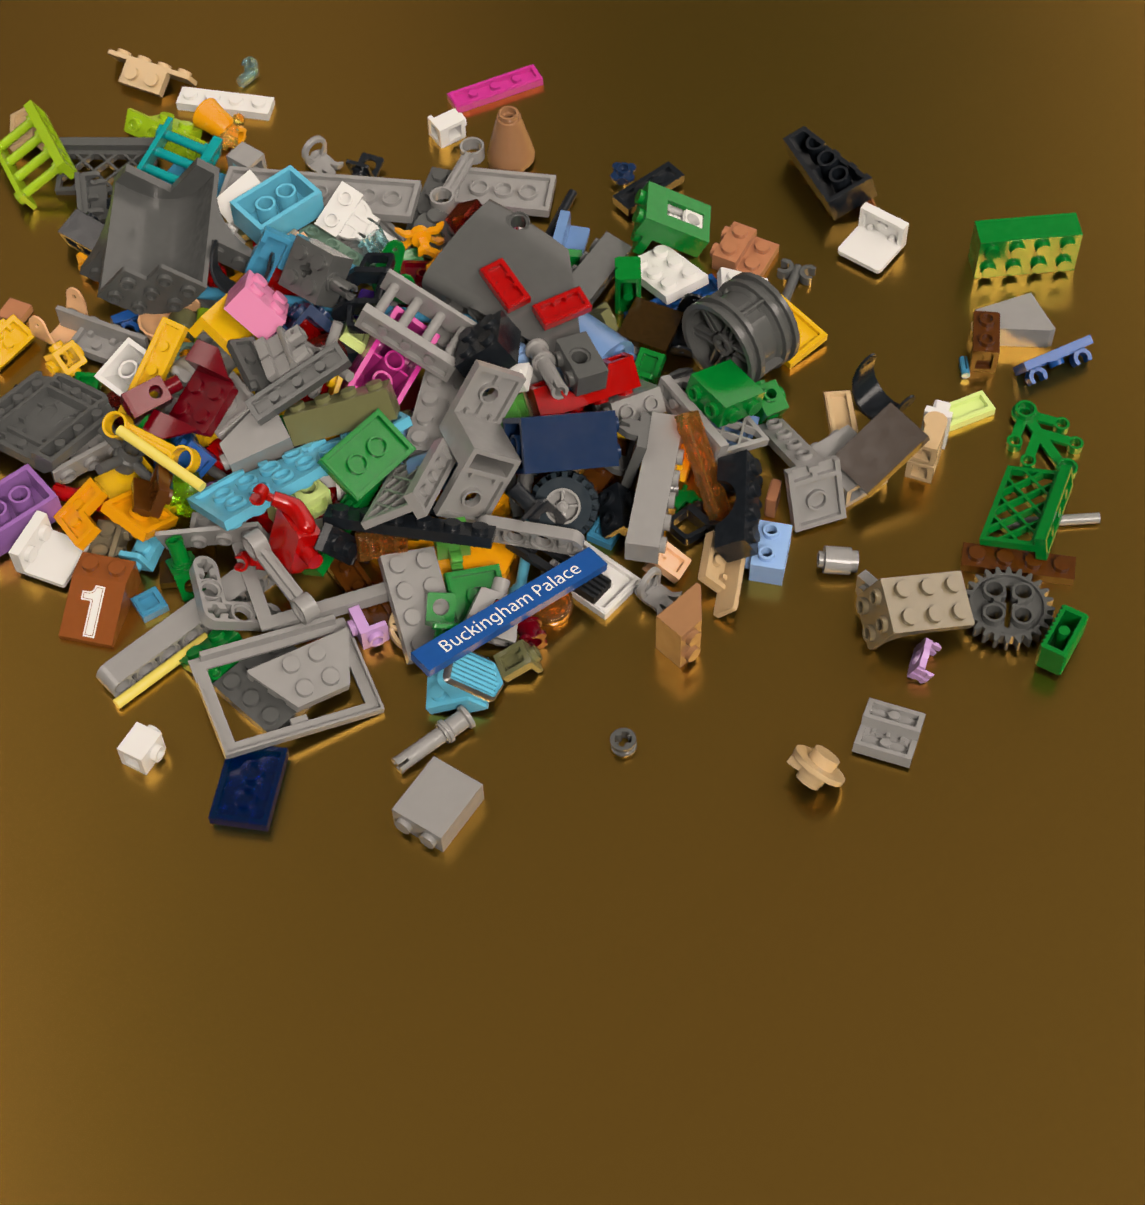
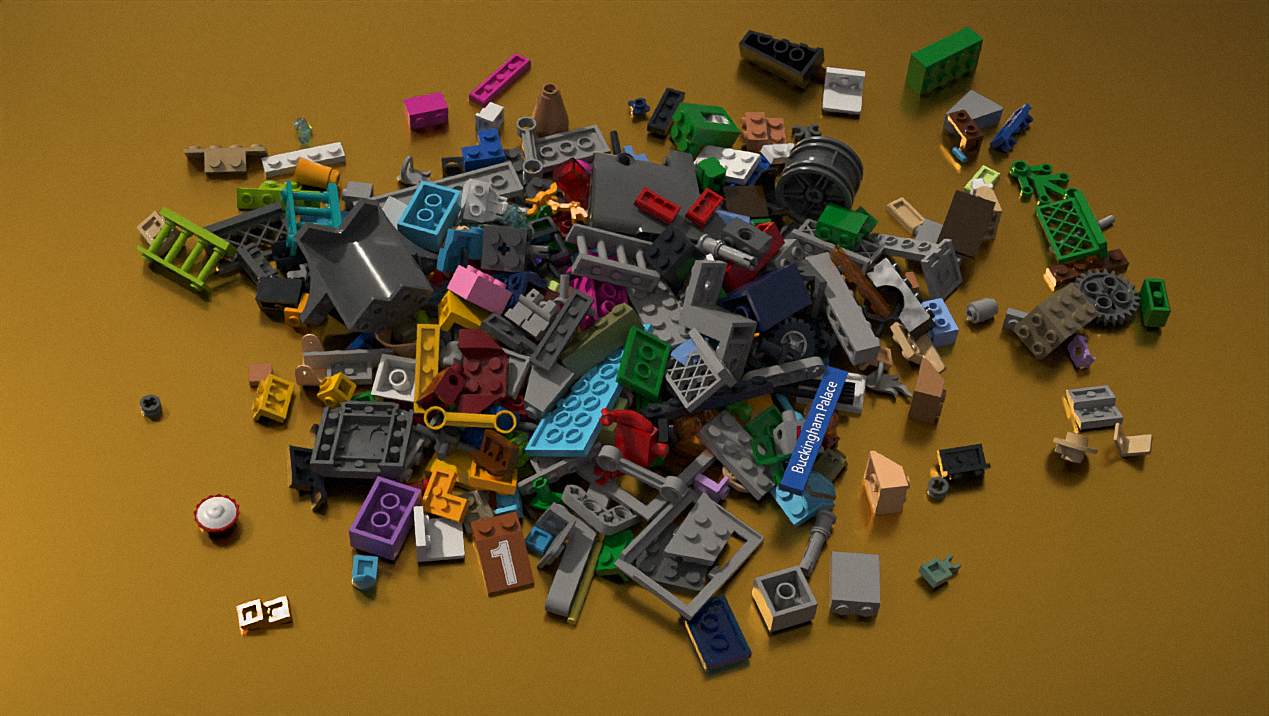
camera: 35 degrees left, 5 degrees down
(142, 748) = (619, 642): white brick -> none
(160, 458) = (489, 427): light yellow bar -> none
(169, 589) = (559, 523): none -> light grey bracket
(230, 135) = (337, 177): clear yellow piece -> none
(344, 783) = (784, 598): none -> light grey brick
(386, 94) = (426, 110): none -> dark pink brick
(409, 164) = (485, 153): none -> blue brick
(543, 836) = (938, 572): none -> sand green plate
(552, 711) = (885, 484): none -> light nougat slope
(672, 724) = (961, 461): none -> black bracket
(868, 393) = (922, 200): black piece -> none
(895, 796) = (1132, 444): none -> tan bracket

